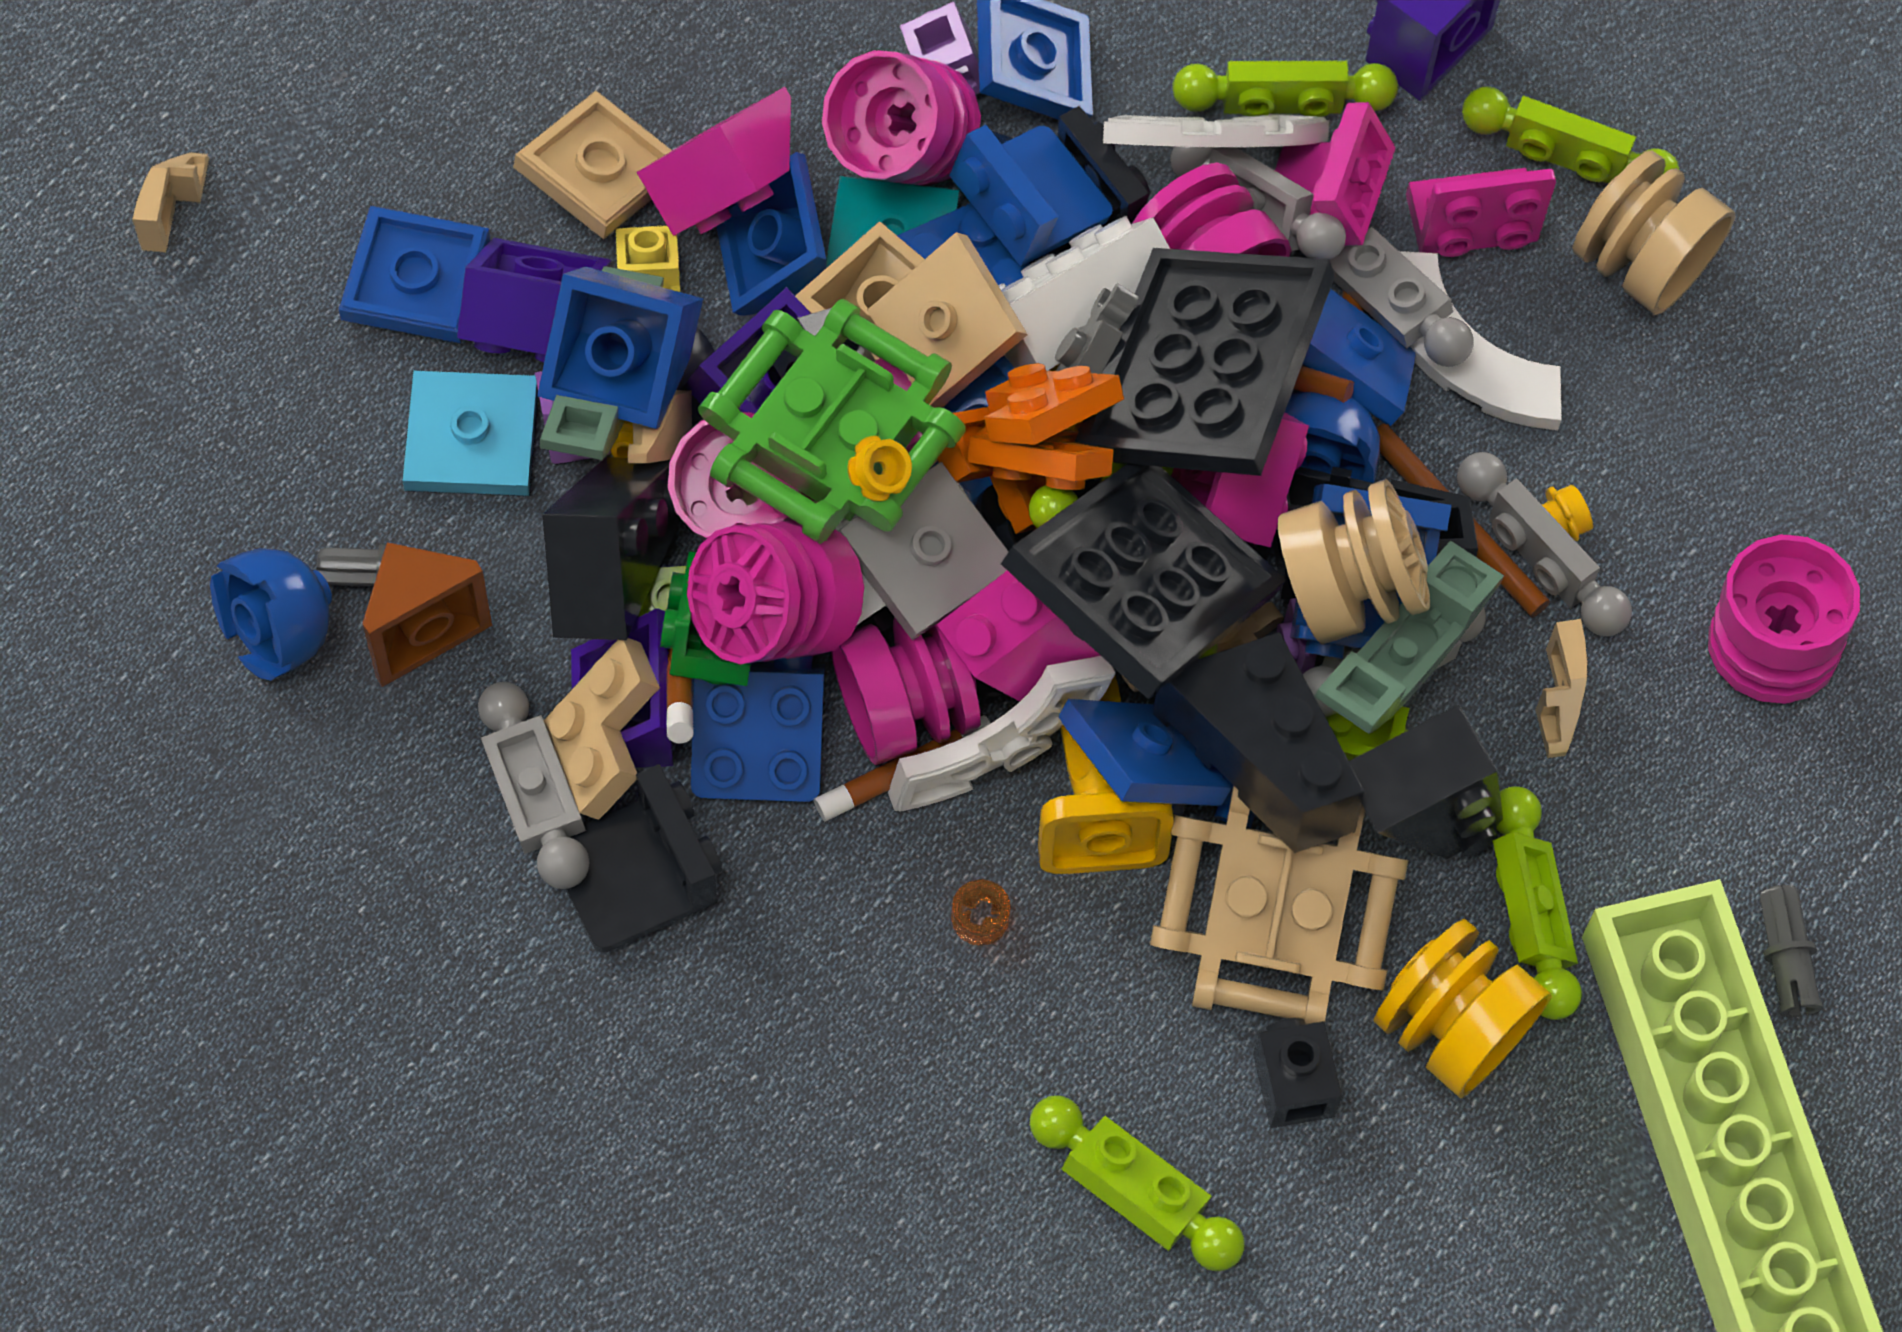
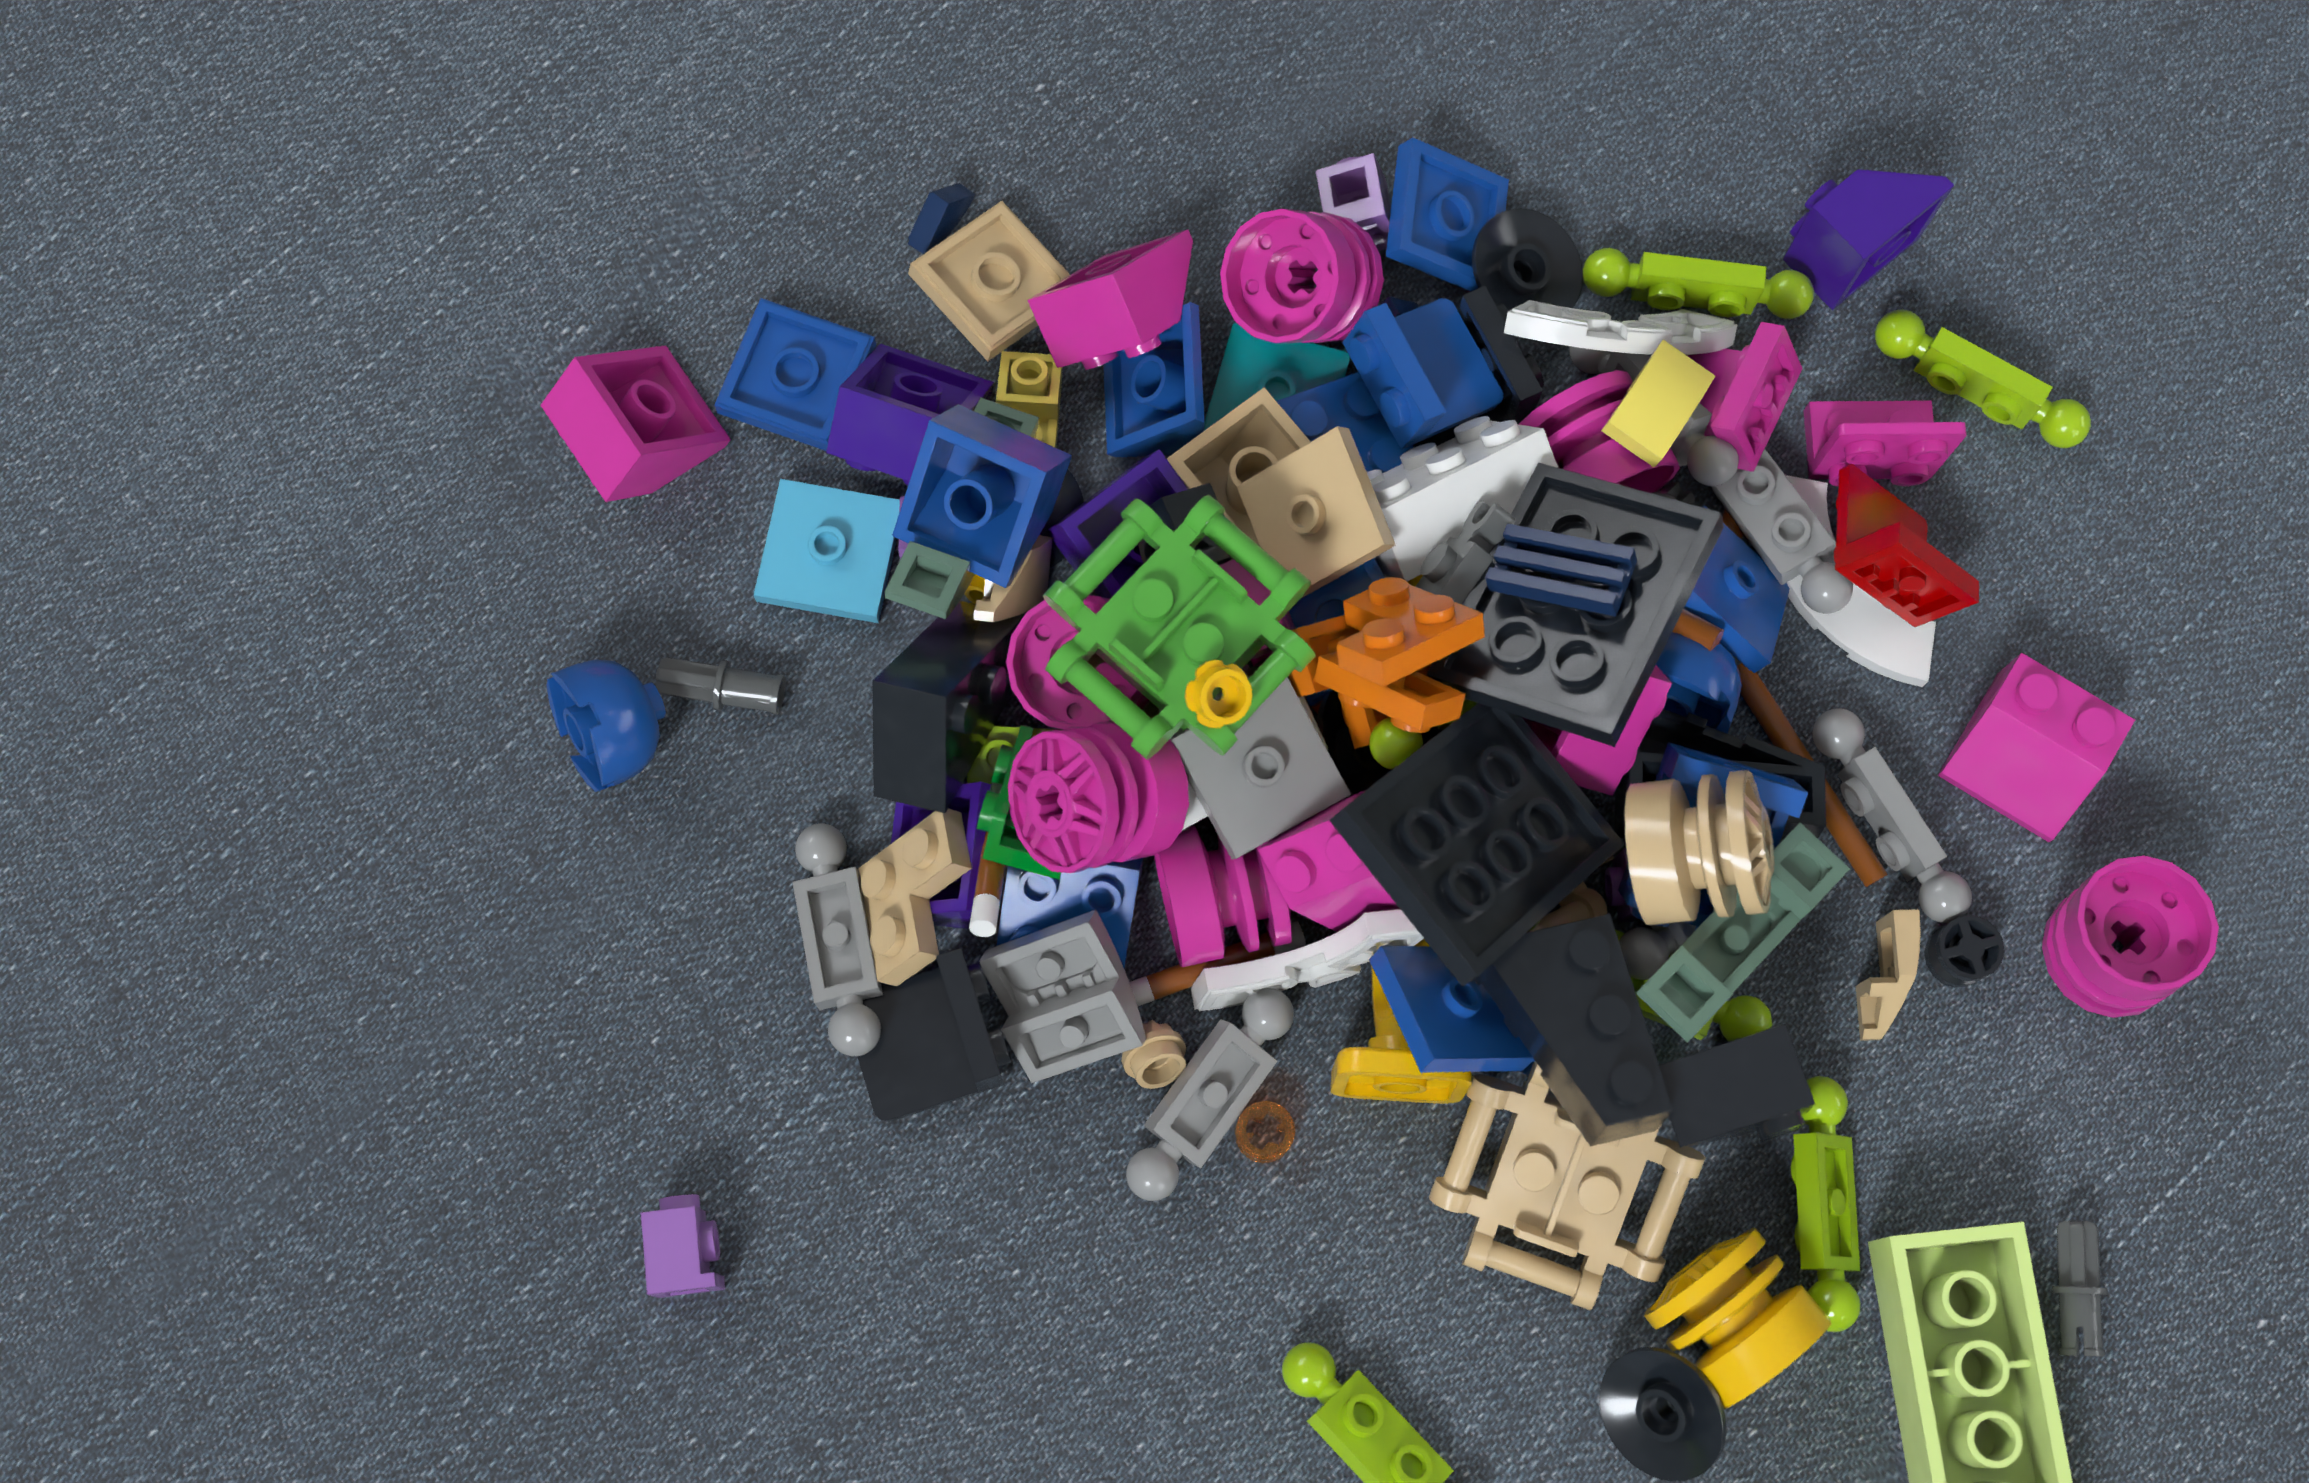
camera: 10 degrees right, 10 degrees up
(166, 183) = (553, 262): tan slope -> none
(258, 333) = (632, 420): none -> dark pink slope
(418, 1092) = (680, 1248): none -> medium lavender brick
(422, 609) = (745, 744): dark orange slope -> none
(536, 112) = (939, 216): none -> dark blue tile
(766, 805) = (1064, 997): none -> light grey slope
(861, 852) = (1159, 1059): none -> tan plate
(921, 880) = (1209, 1094): none -> light grey plate
(1115, 80) = (1537, 250): none -> black dish
(1189, 321) = (1566, 560): none -> dark blue tile
(1259, 184) = (1658, 403): none -> light yellow slope
(1296, 1072) = (1558, 1351): black brick -> none
(1380, 1112) = (1646, 1428): none -> black dish
(1510, 303) = (1888, 554): none -> red bracket
(1569, 510) = (1921, 782): yellow plate -> none
(1640, 645) = (1976, 942): none -> black wheel
(1644, 225) = (2055, 493): tan wheel -> none
(1671, 465) = (2035, 747): none -> dark pink slope

